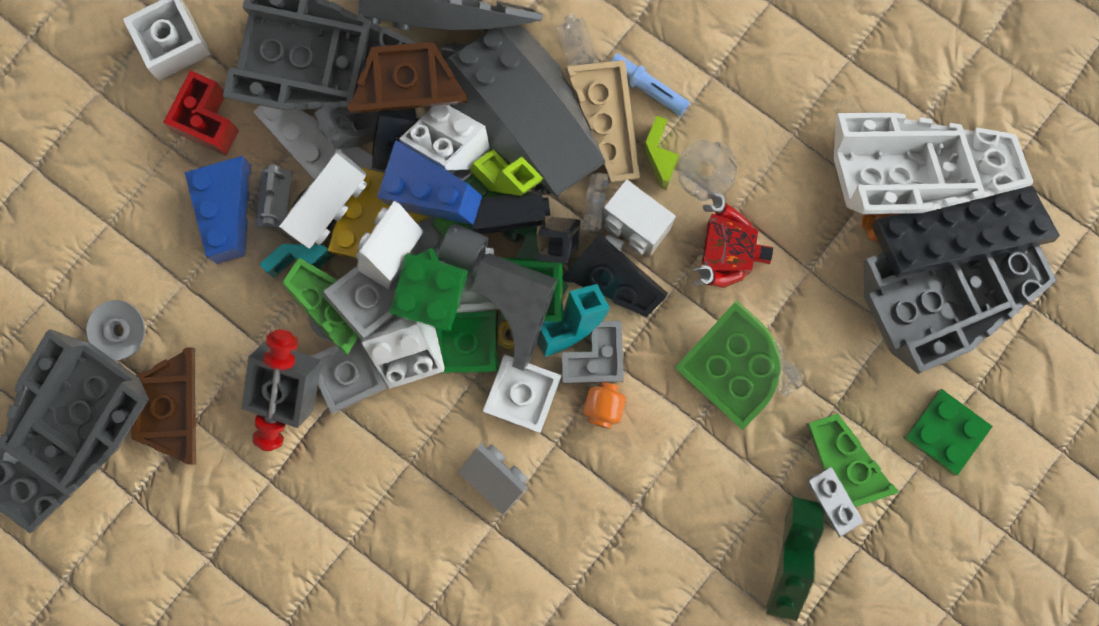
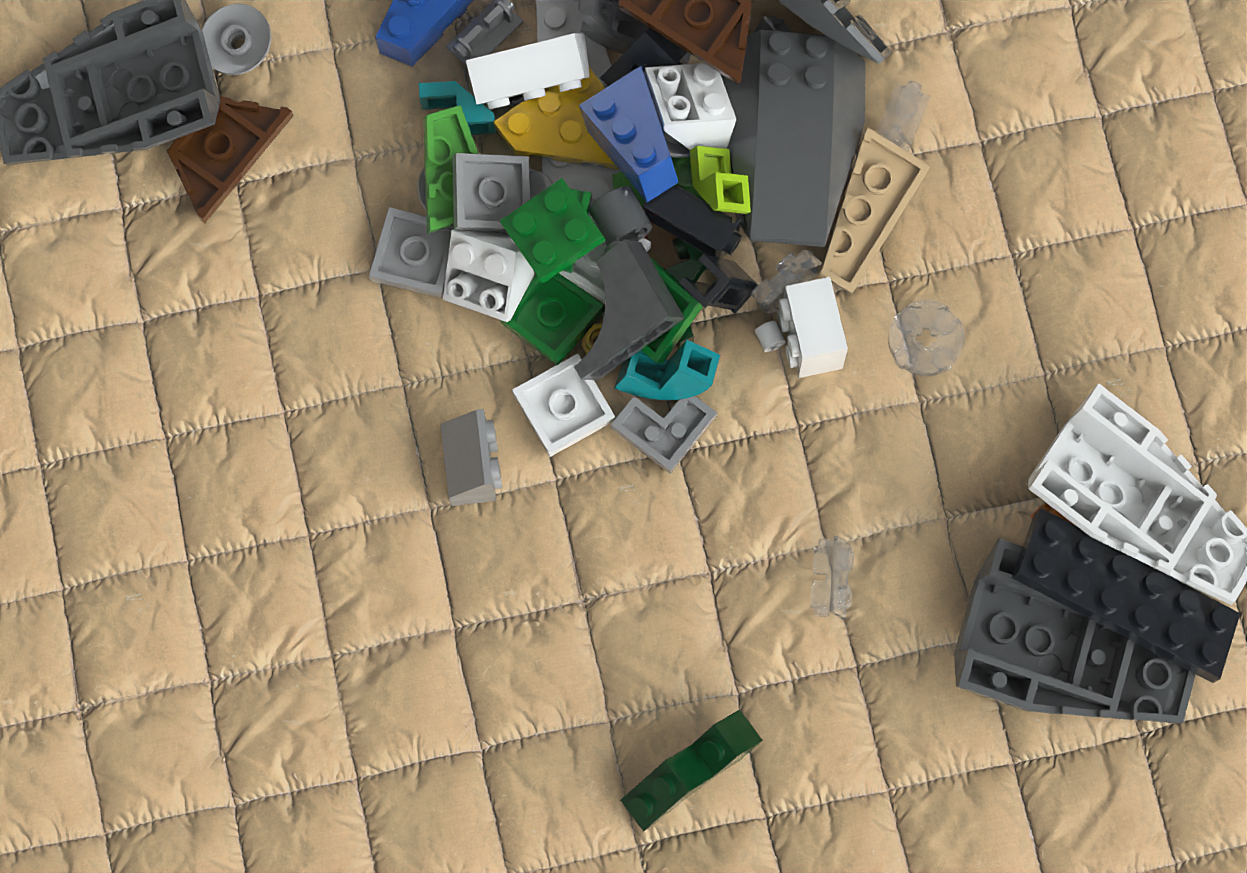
camera: 35 degrees right, 5 degrees down
(279, 387) = (341, 212): dark grey brick -> none
(384, 251) = (549, 155): white slope -> none
(604, 405) = (632, 478): orange head -> none
(616, 277) = (746, 367): black wing -> none
(658, 91) = (941, 219): light blue pin -> none
(661, 160) = (889, 296): lime slope -> none
(729, 246) = (881, 427): red torso -> none
(735, 365) = (789, 541): bright green plate -> none
(835, 501) = (775, 747): hinge -> none
(855, 469) = (819, 727): bright green wing -> none
(948, 432) = (947, 779): green plate -> none

